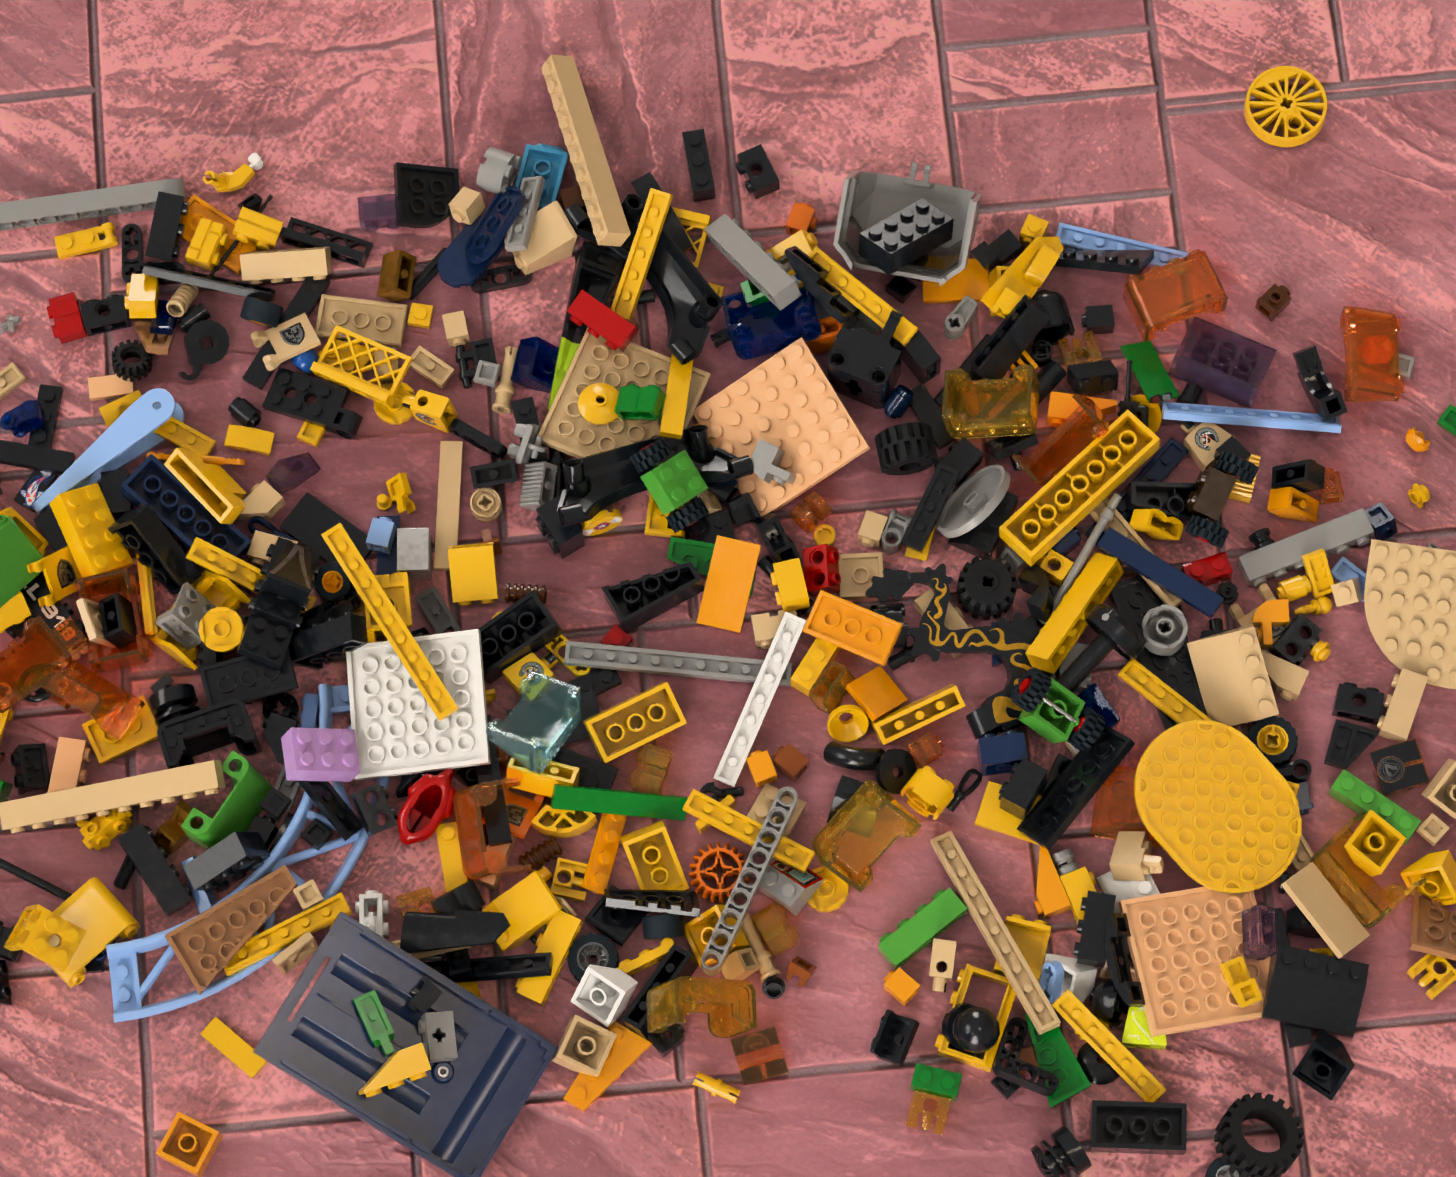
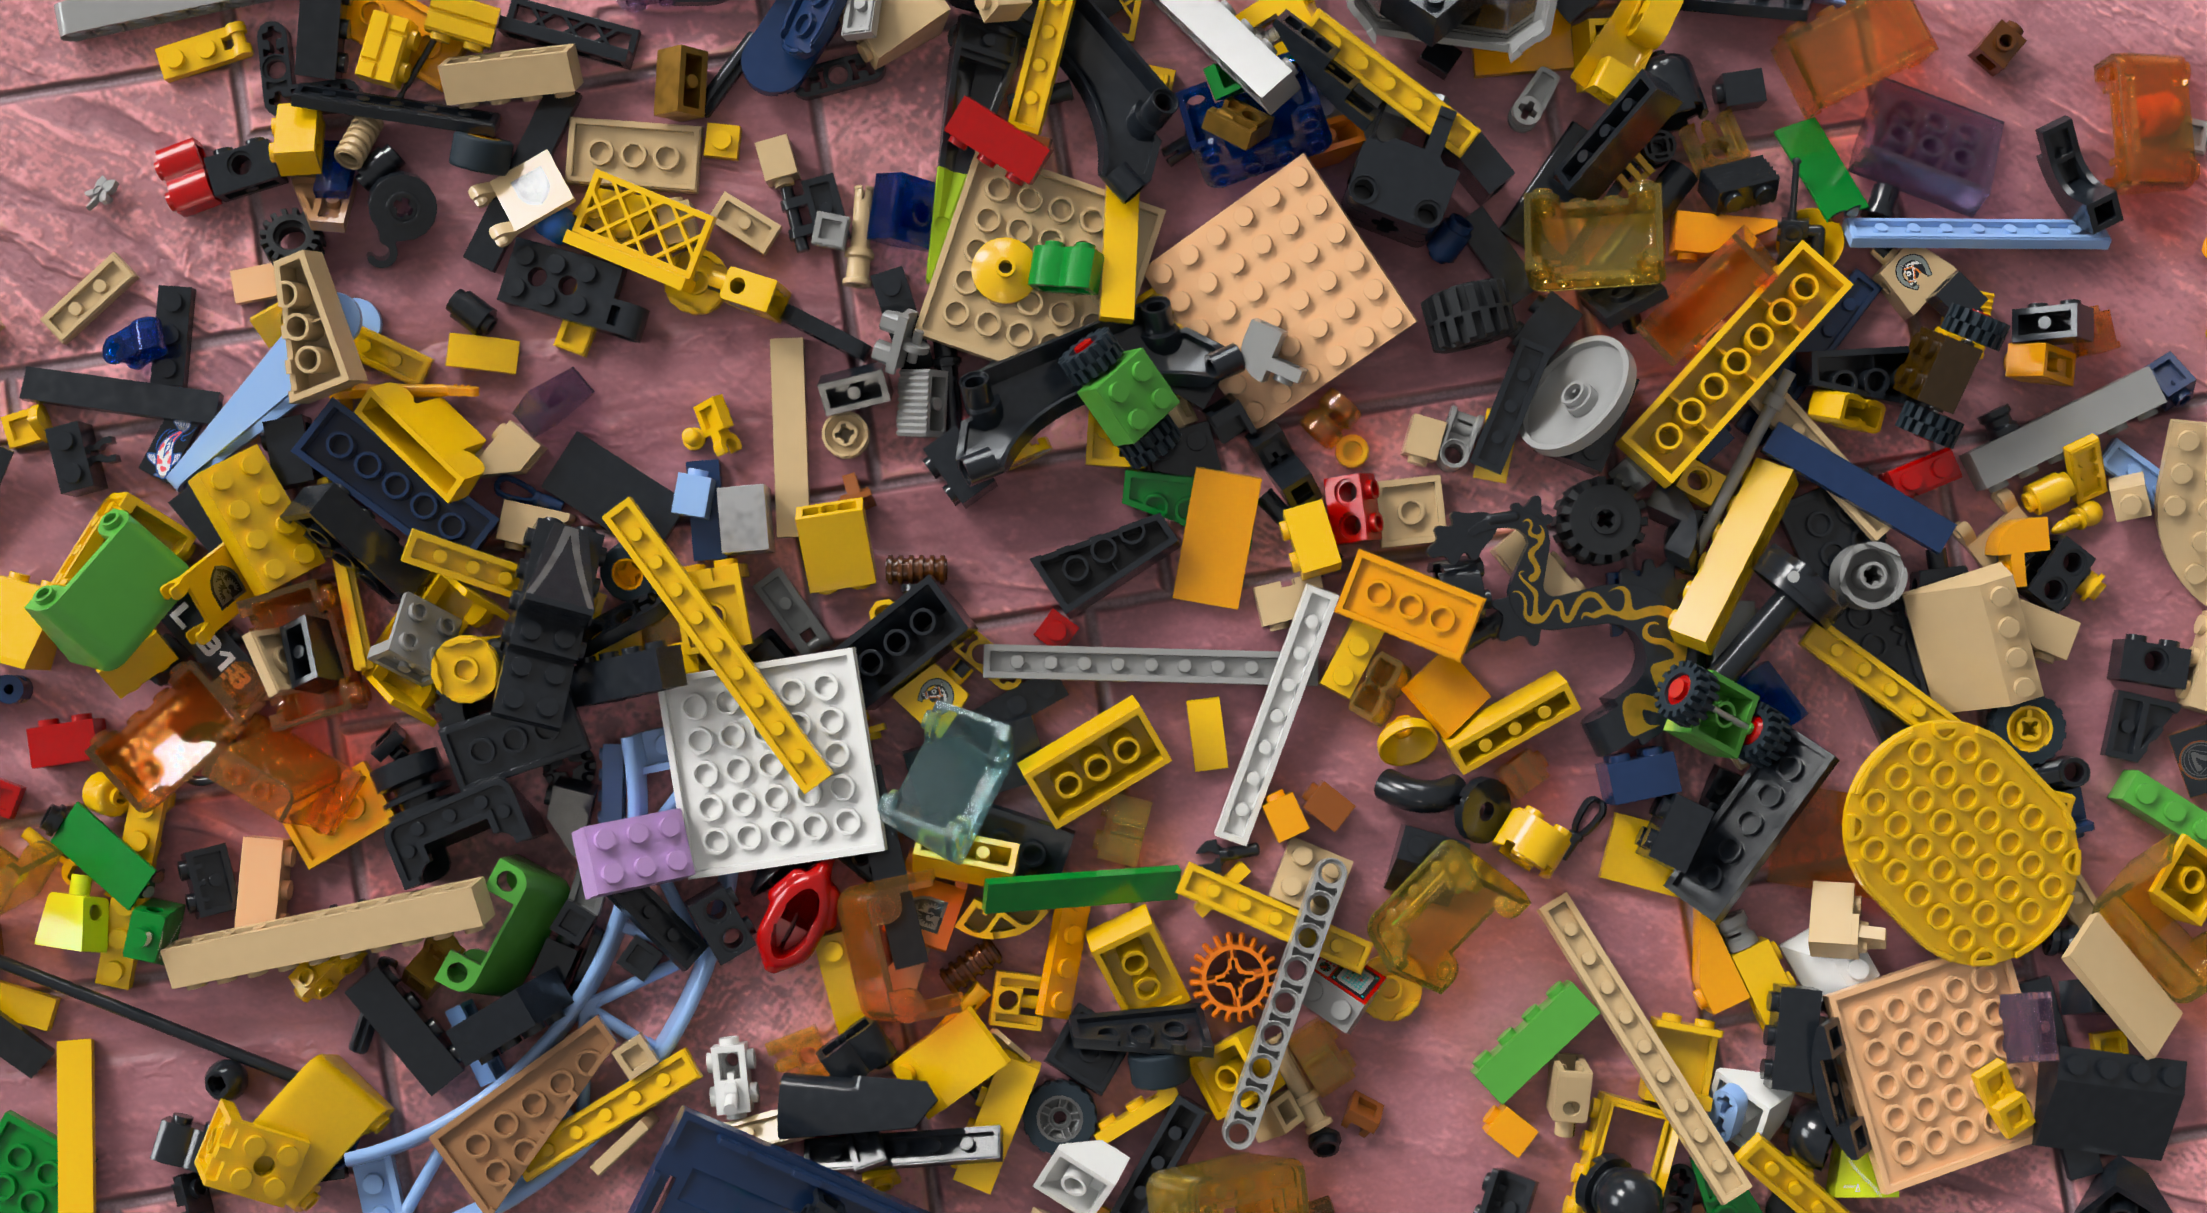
camera: 10 degrees left, 15 degrees up
(28, 895) = (226, 1080): none -> black piece
(147, 415) = (315, 330): none -> tan wedge
(713, 712) = (1207, 734): none -> yellow slope
(760, 317) = (1238, 123): none -> pearl gold brick
(1231, 588) = (1945, 496): black plate -> none

